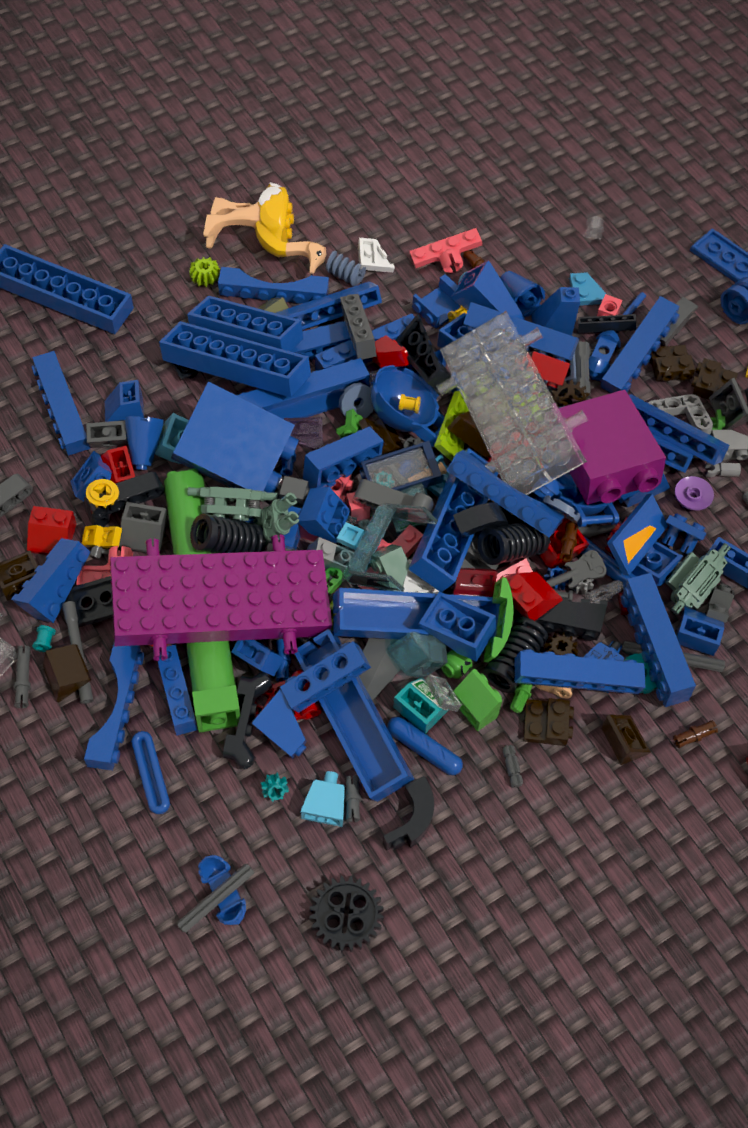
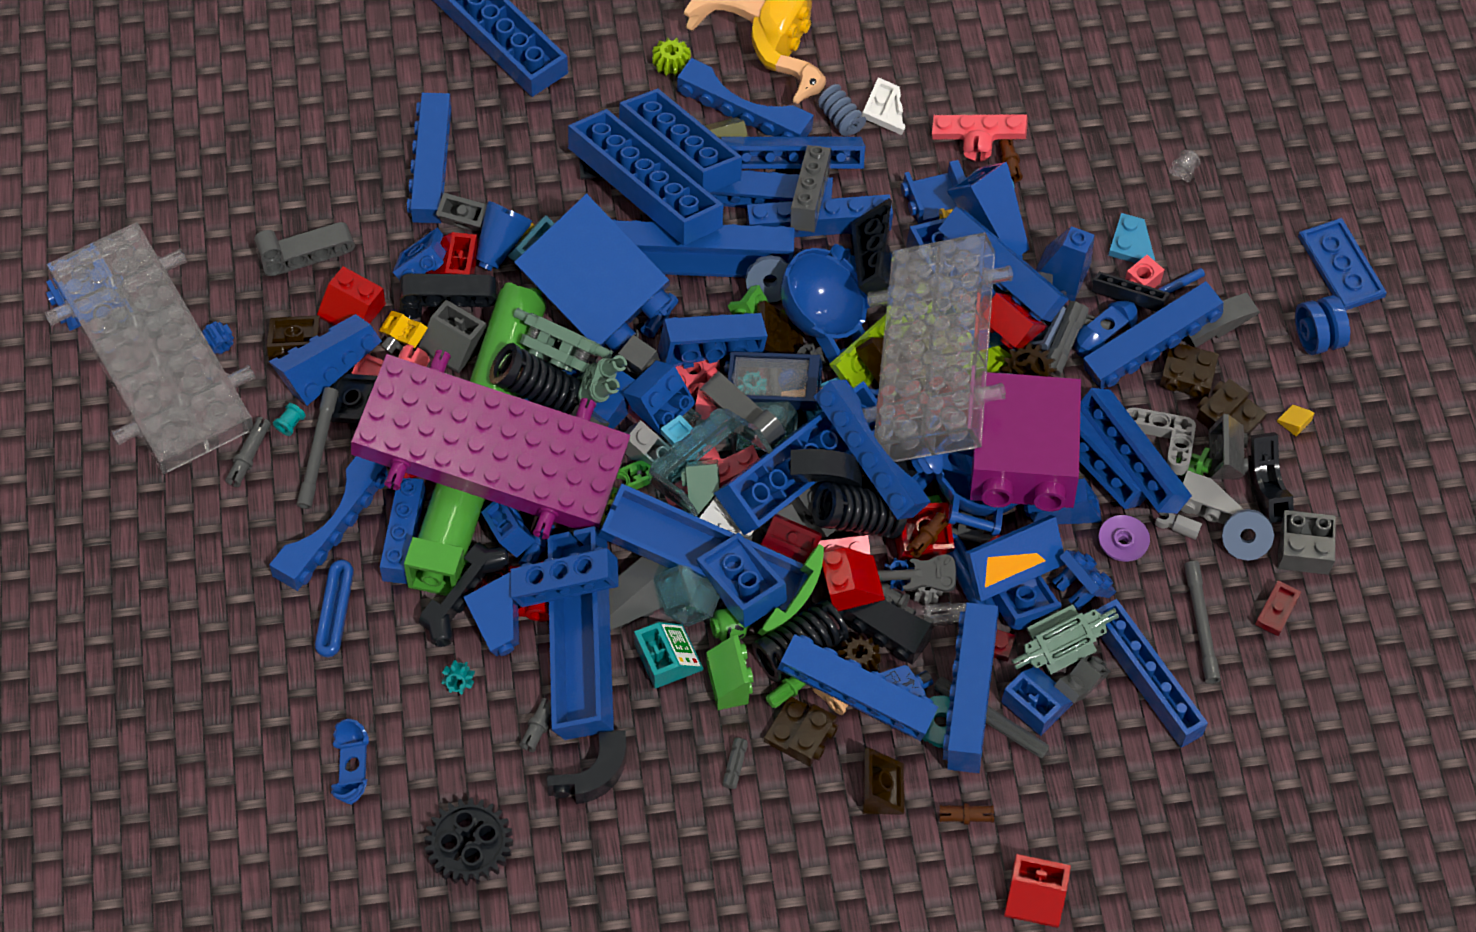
camera: 25 degrees right, 0 degrees up
(65, 670) = (295, 462): dark brown slope -> none
(97, 487) = (420, 270): yellow gear -> none
(124, 402) = (502, 183): blue slope -> none
(215, 897) = (338, 766): dark grey axle -> none
(308, 431) = (694, 291): clear purple wing -> none
(325, 801) = (505, 715): medium azure torso -> none
(389, 353) = (834, 233): red slope -> none
(409, 403) = (831, 303): yellow bush -> none
(425, 746) = (647, 701): blue piece -> none
(443, 693) = (692, 649): clear plate -> none
(524, 292) = (1042, 216): blue cone -> none
(563, 508) = (932, 492): sand blue tile -> none

